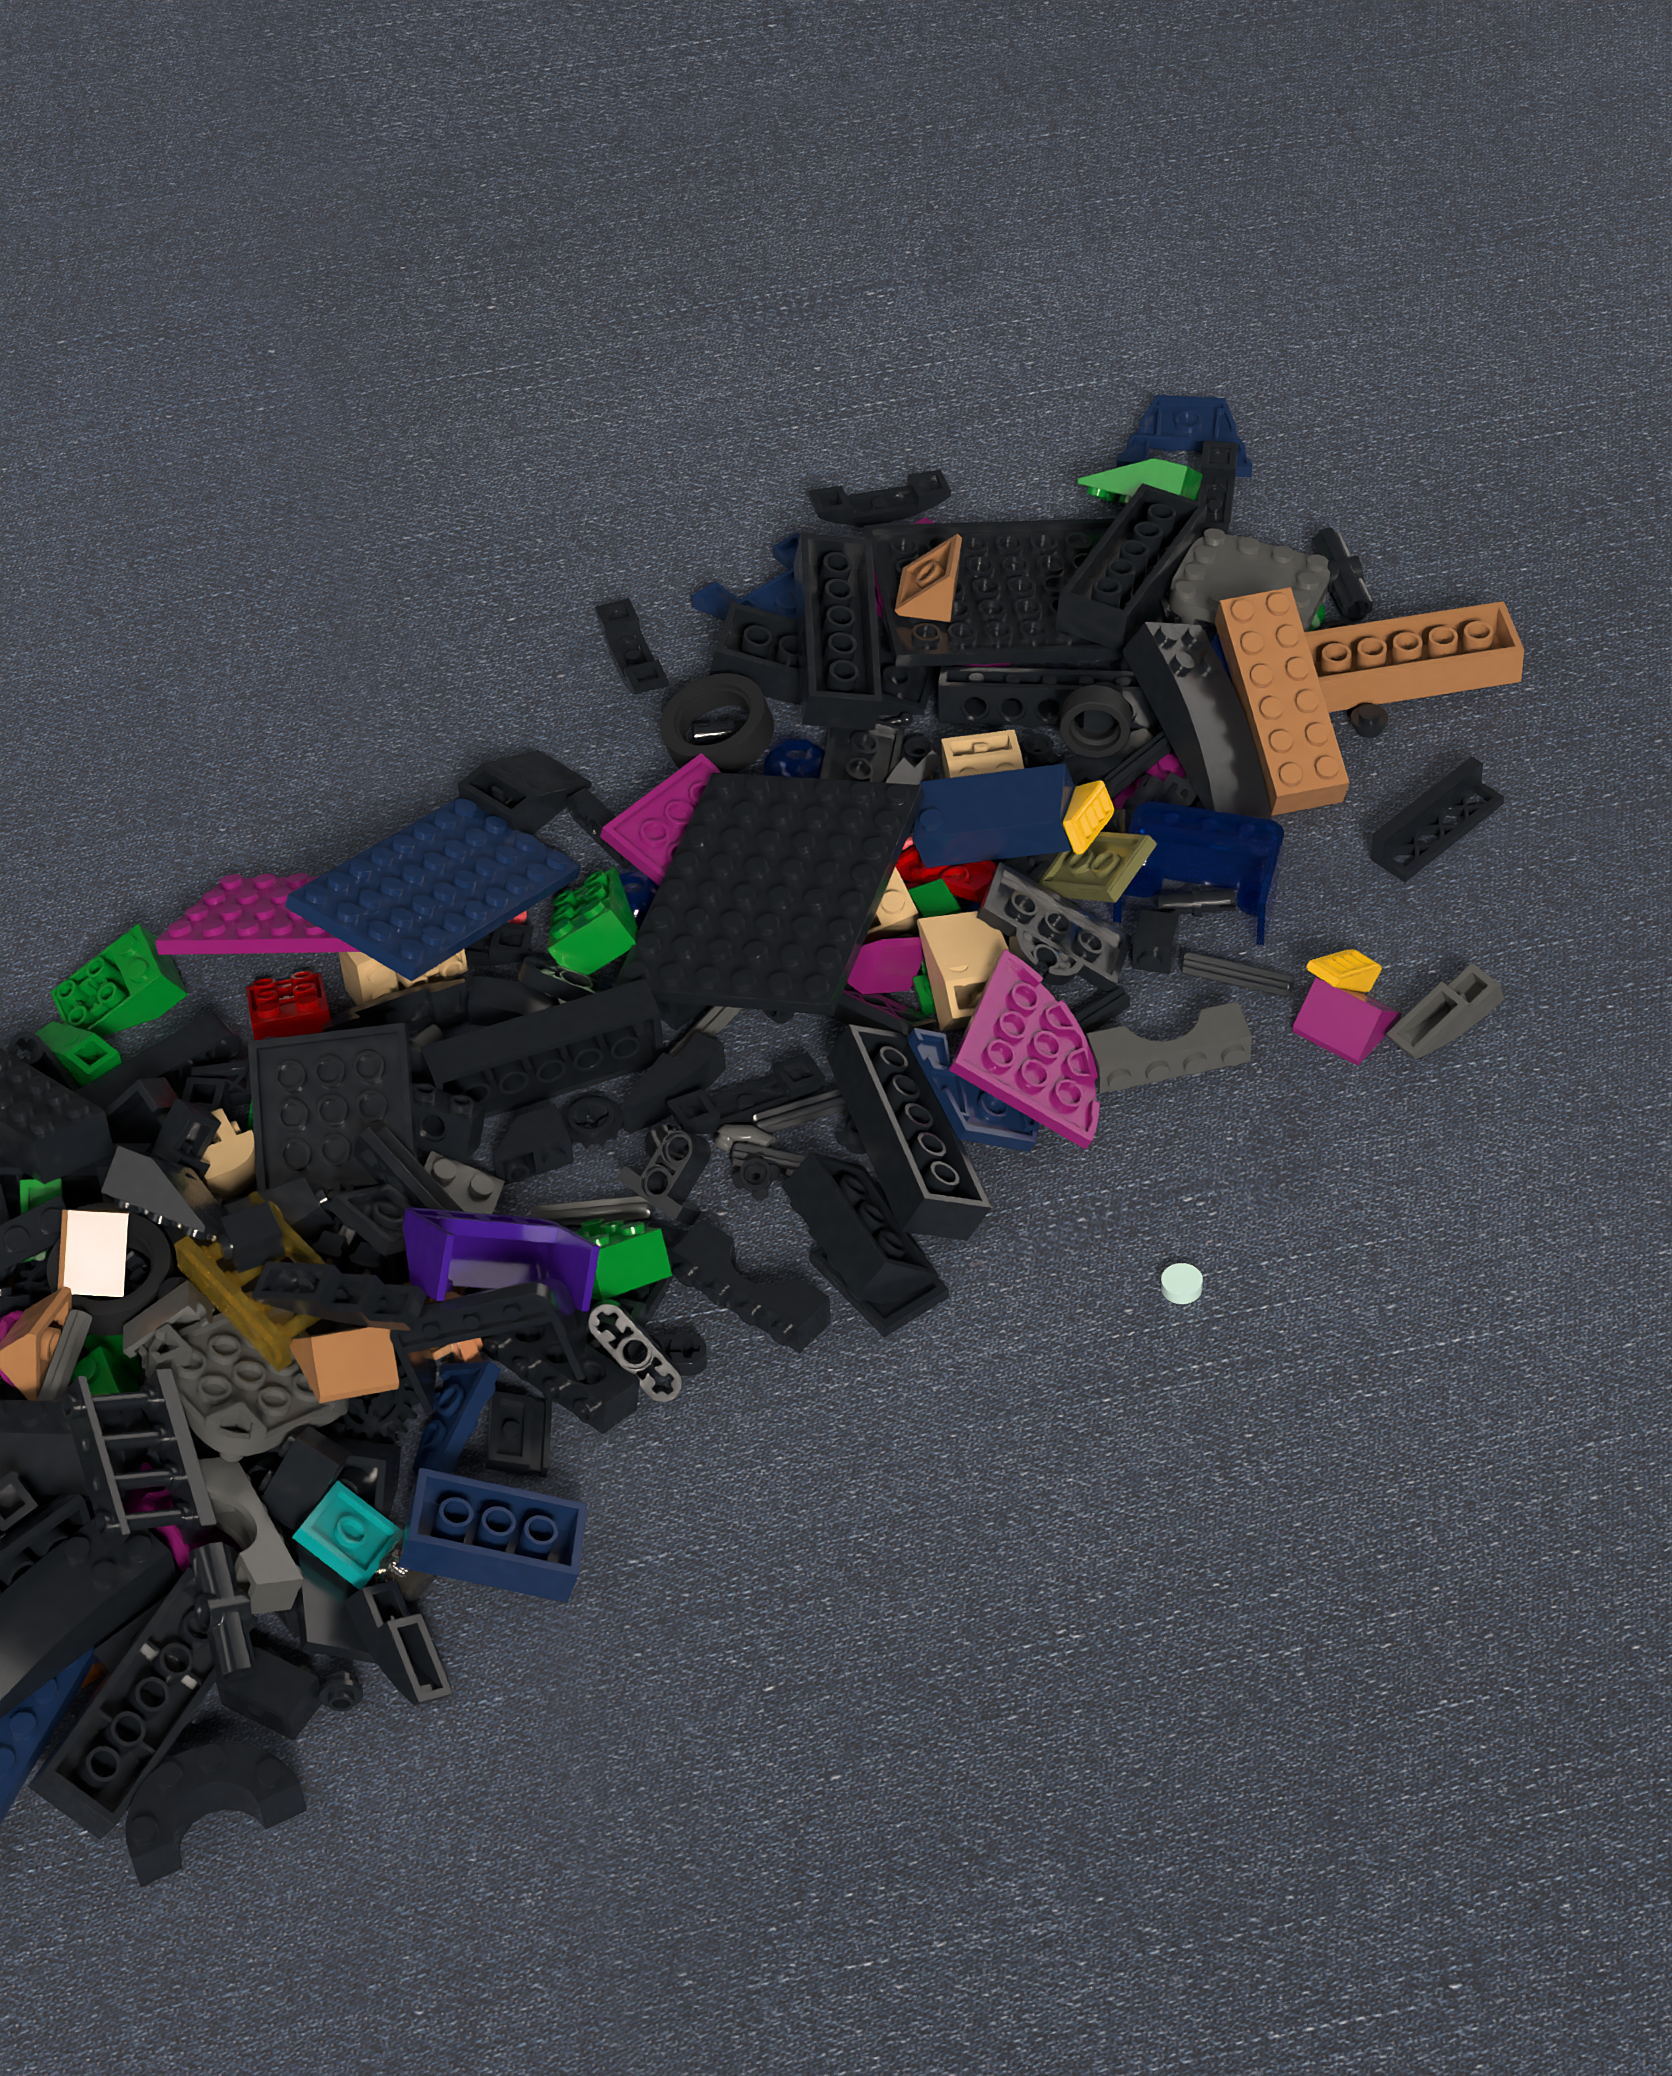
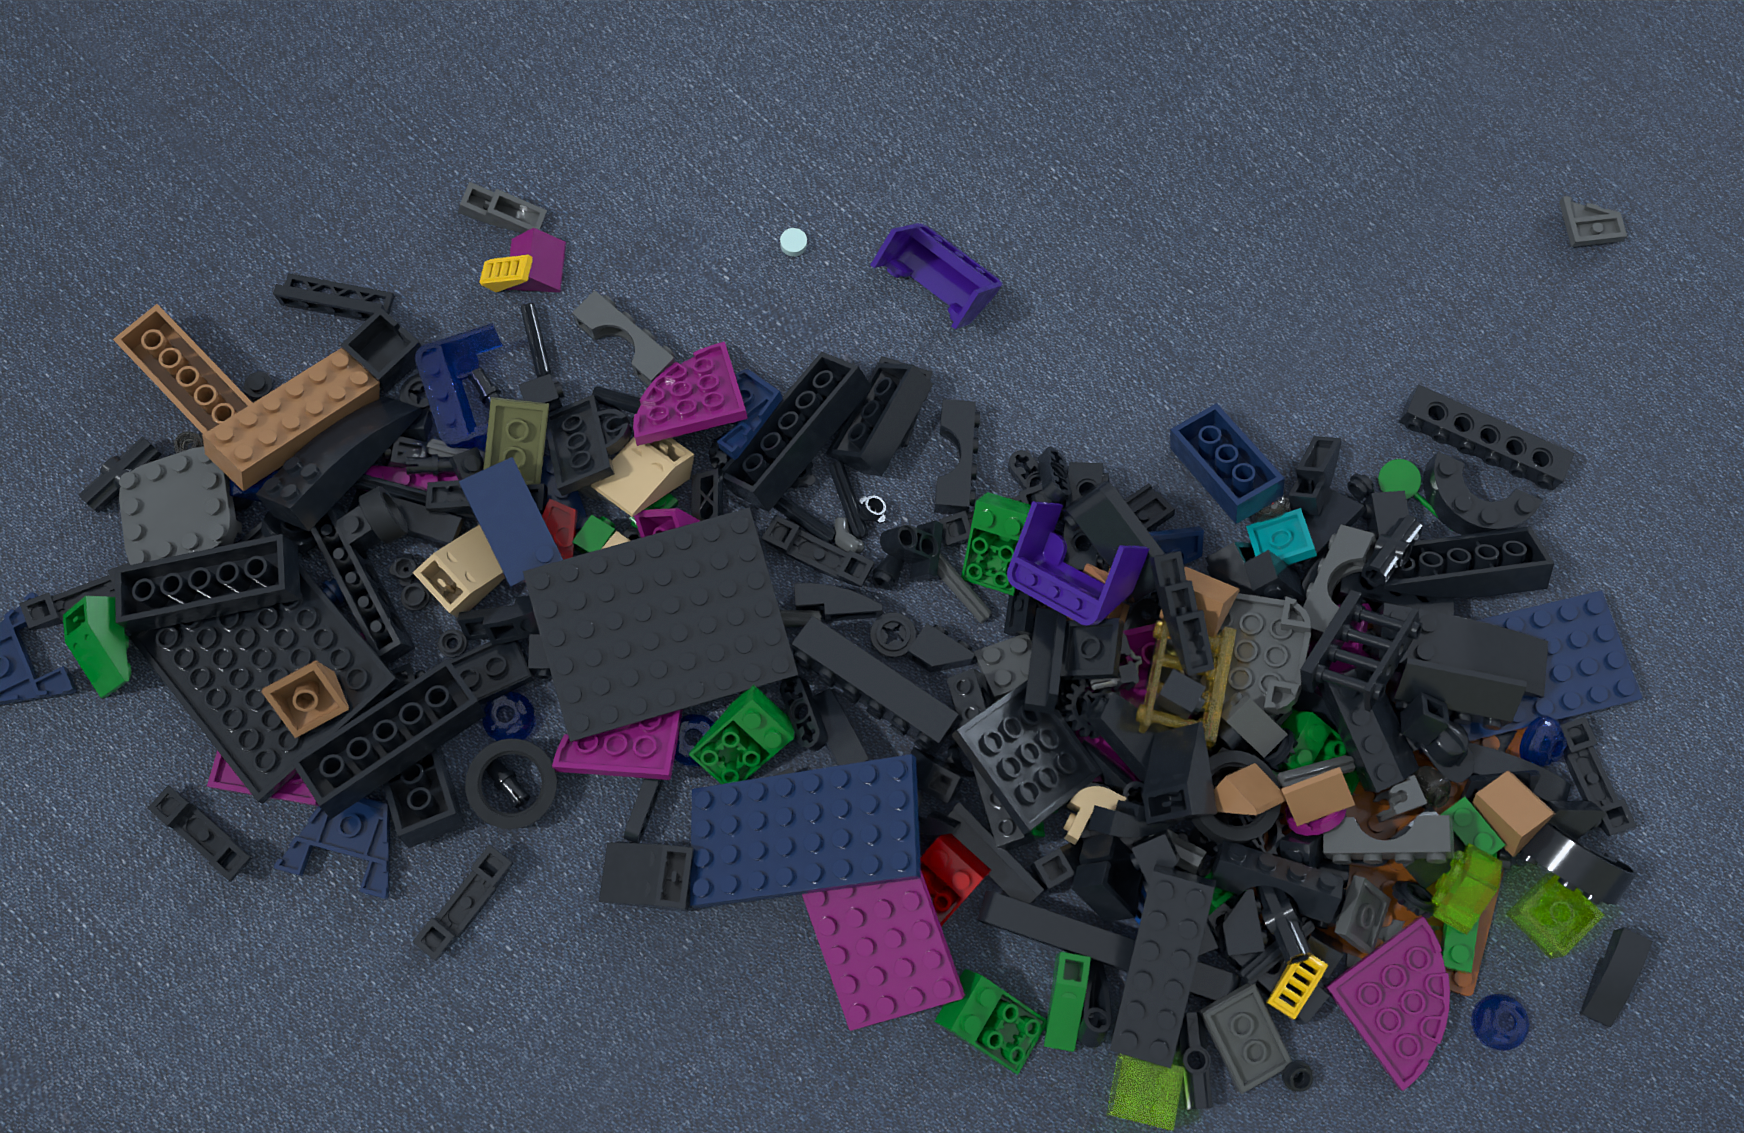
camera: 130 degrees left, 25 degrees up
(110, 1344) = (1286, 749): none -> black gear
(262, 1903) = (1553, 459): none -> black brick
(314, 1754) = (1402, 476): none -> green piece
(1017, 1420) = (939, 268): none -> dark purple windscreen
(1087, 814) = (473, 464): yellow slope -> none
(1323, 823) = (383, 349): none -> black piece

